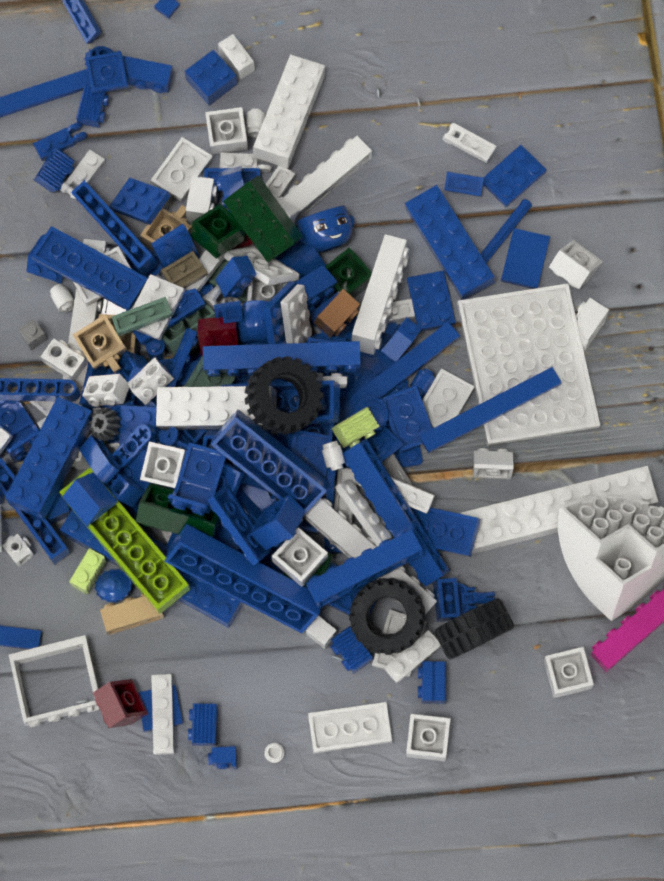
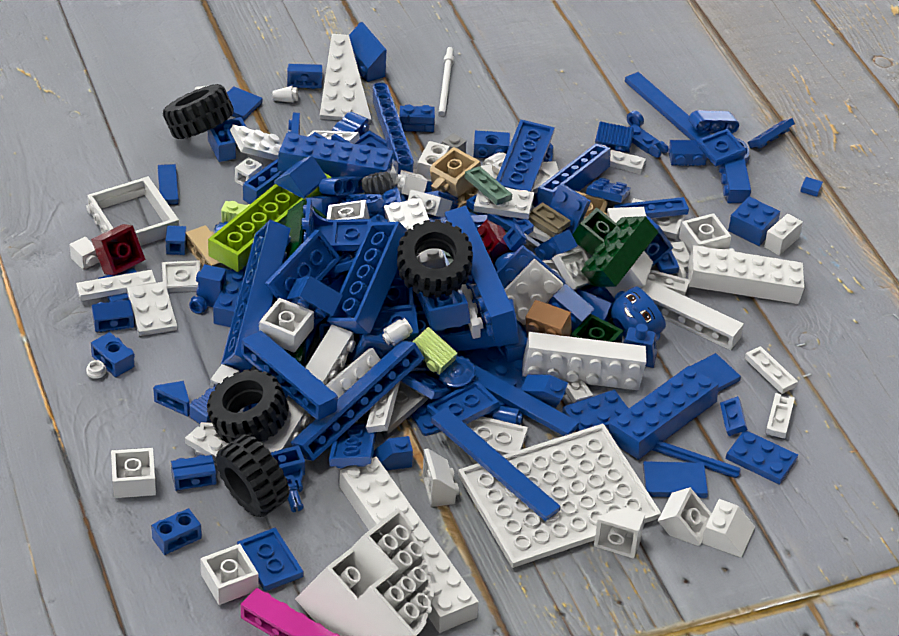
camera: 70 degrees right, 30 degrees down
(27, 141) = (635, 118): none -> blue tile
(33, 284) = (489, 143): none -> blue brick
(54, 65) = (713, 121): none -> blue beam
(105, 643) = (176, 240): none -> blue brick
(105, 739) = (83, 253): none -> white brick
(156, 647) = (180, 275): none -> white tile
(178, 168) = (661, 207): none -> blue plate
(187, 616) = (210, 283): none -> blue brick
(201, 684) = (152, 309): none -> white plate
(204, 638) = (198, 304): none -> blue plate
(223, 757) = (83, 333): blue brick -> none
(251, 741) = (113, 354): none -> blue brick
(331, 681) = (173, 396): none -> blue slope
(350, 727) = (133, 418): white plate -> none
(364, 238) = (643, 337): none -> blue torso
(402, 183) = (718, 371): none -> blue tile
(411, 131) = (771, 370): none -> white plate
(449, 494) = (395, 453): none -> blue slope
(507, 709) = (176, 531): none -> blue brick
(551, 633) = (271, 559): none -> blue plate
(595, 233) = (728, 529): none -> white slope

